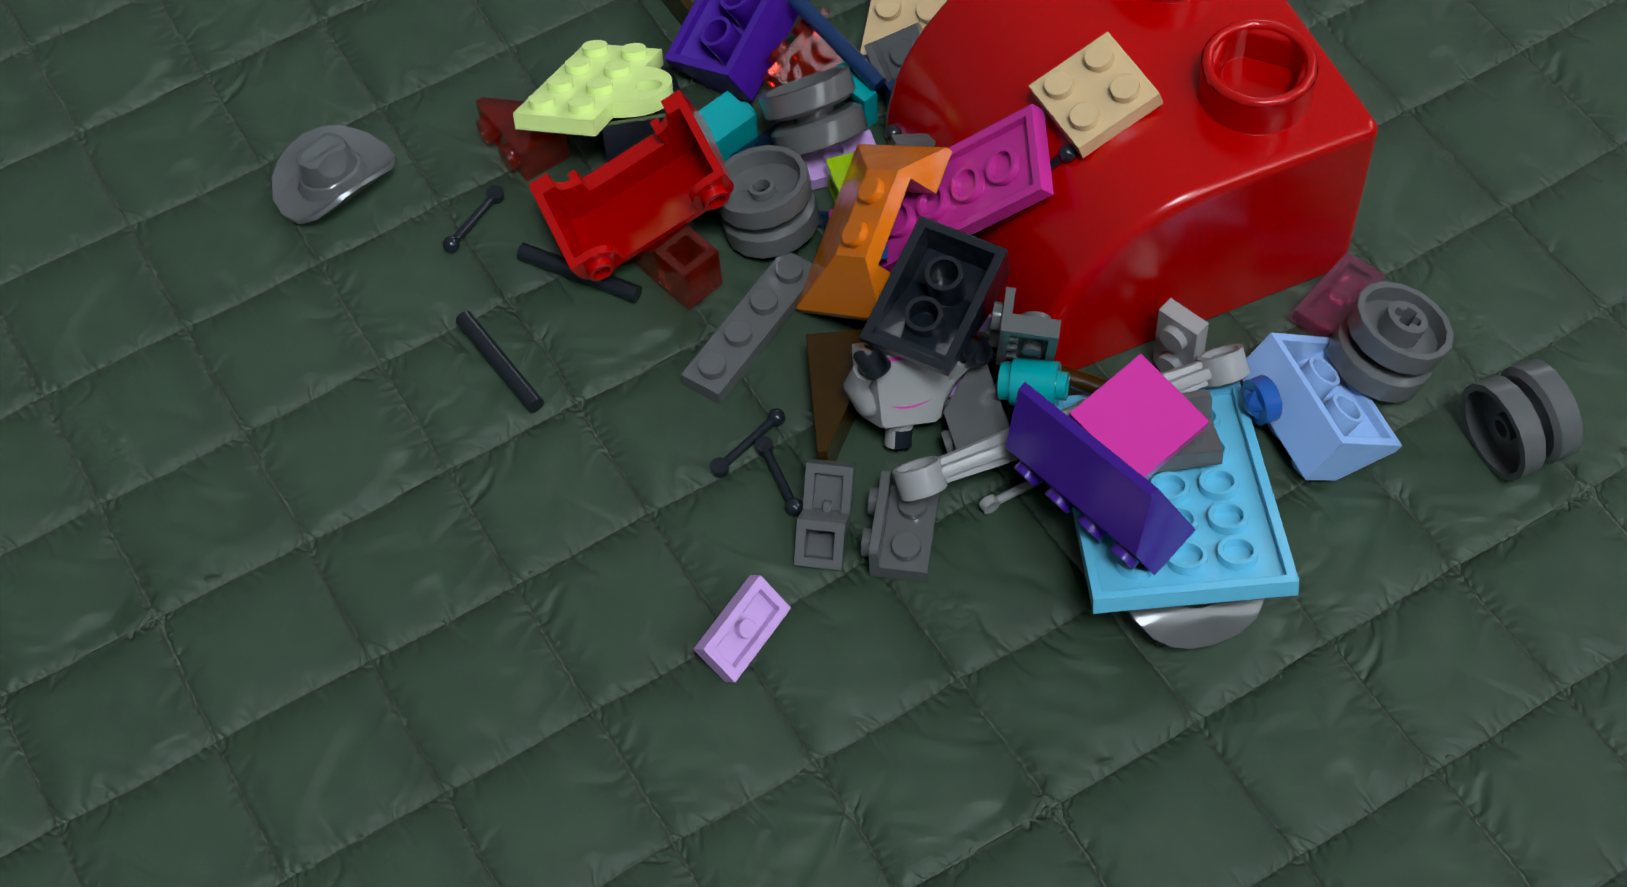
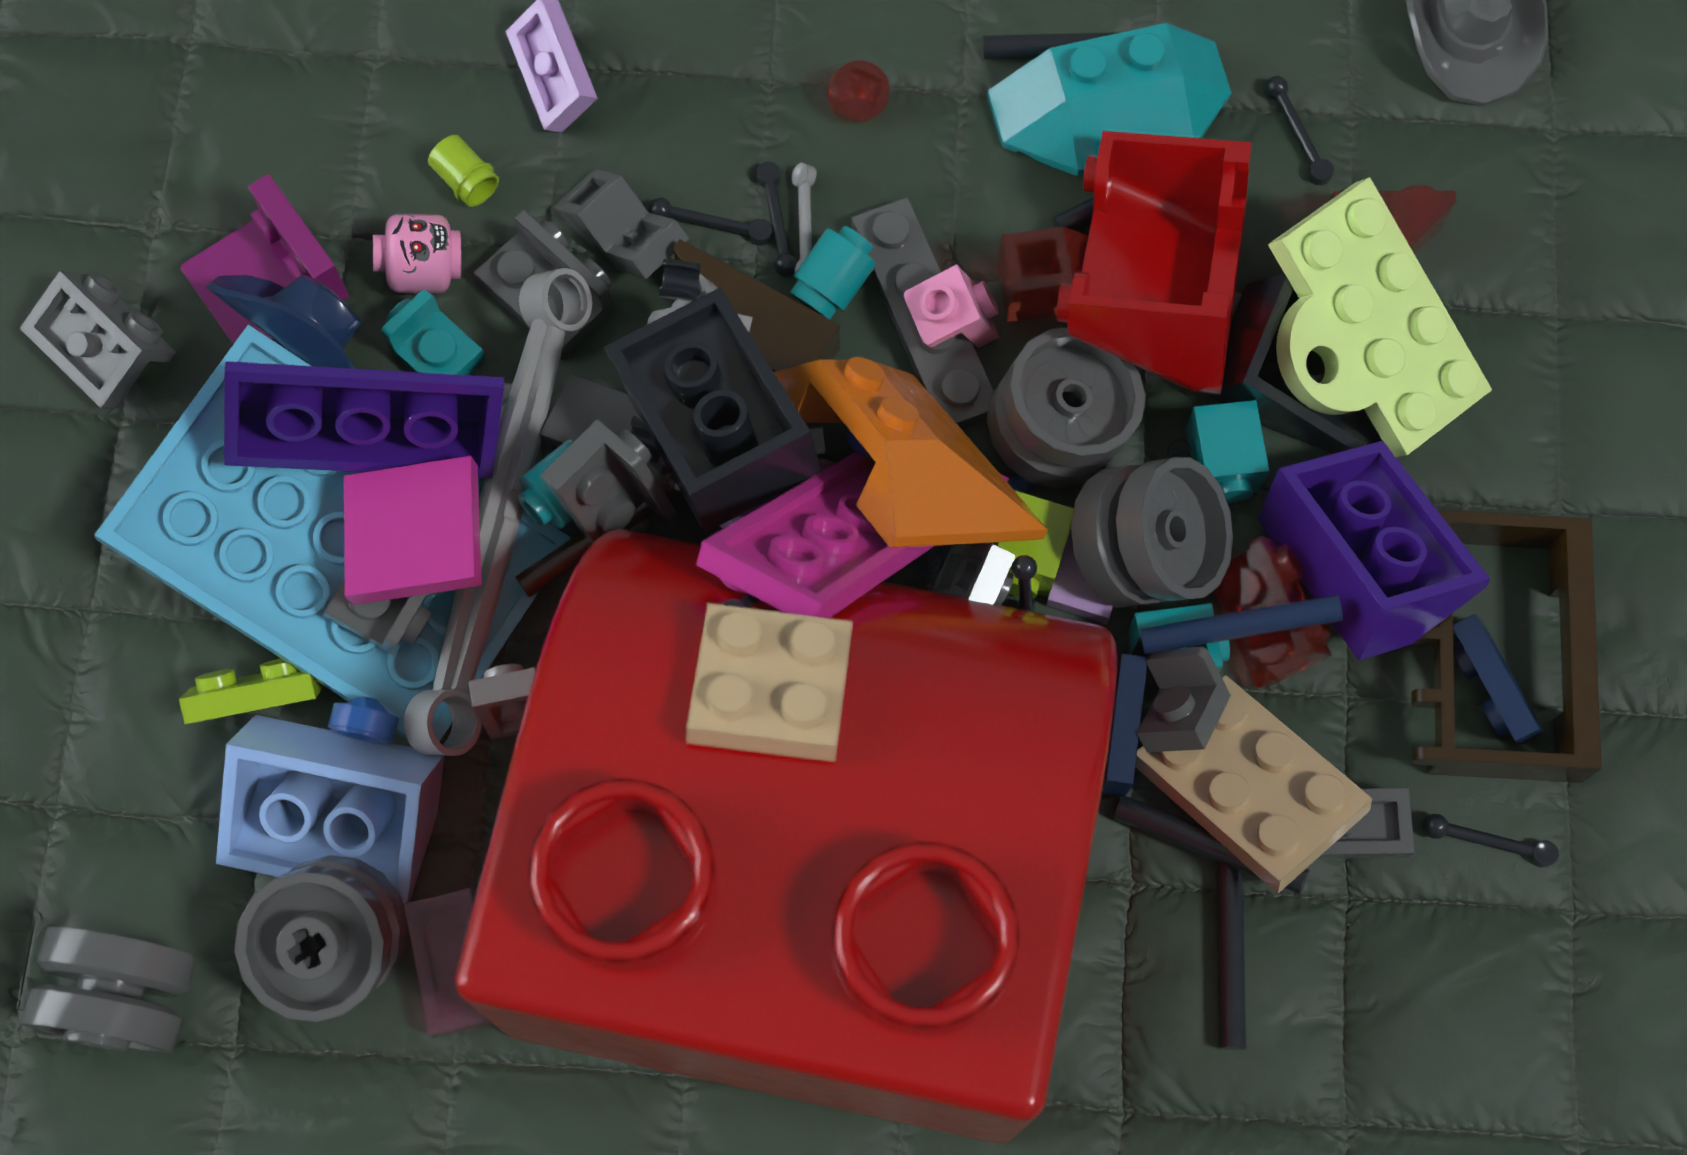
camera: 120 degrees right, 15 degrees up
(533, 310) = (1120, 82): none -> teal wedge
(624, 446) = (858, 91): none -> clear red tile
(708, 444) = (804, 178): none -> light grey hinge
(747, 292) = (951, 306): none -> bright pink bracket
(768, 372) = (833, 271): none -> teal brick
(860, 631) = (463, 170): none -> lime piece
(942, 608) = (418, 253): none -> bright pink head
(995, 565) = (428, 339): none -> teal bracket
(1031, 691) = (268, 247): none -> magenta bracket
(1061, 606) = (300, 317): none -> dark blue hat
(1161, 761) = (95, 335): none -> dark grey bracket
(1302, 496) = (223, 694): none -> lime plate

